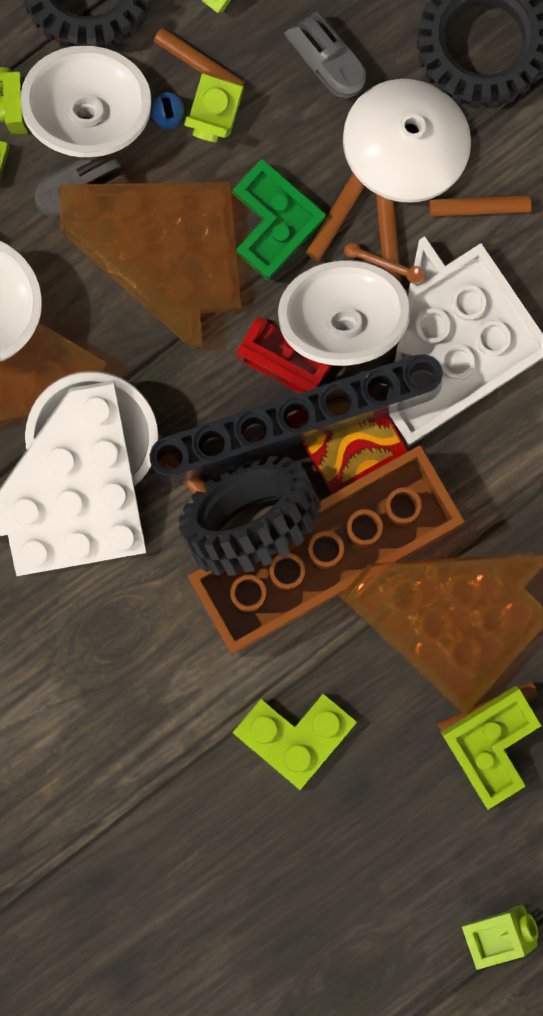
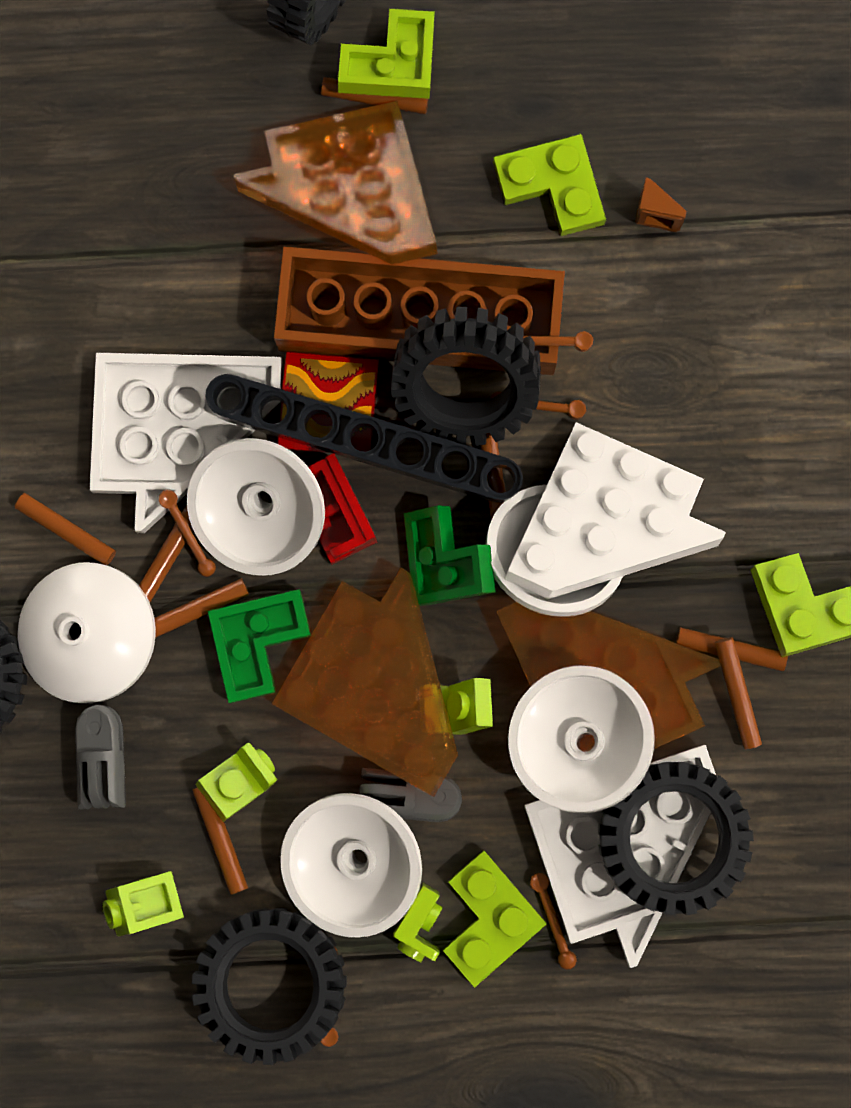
camera: 140 degrees left, 0 degrees up
(80, 276) = (468, 705): none -> lime bracket
(154, 566) = (575, 409): none -> dark orange hinge
(158, 111) = (288, 816): blue hinge -> none
(173, 363) = (438, 568): none -> green plate
(179, 605) = (582, 341): none -> dark orange hinge
(197, 767) = (658, 208): none -> dark orange slope

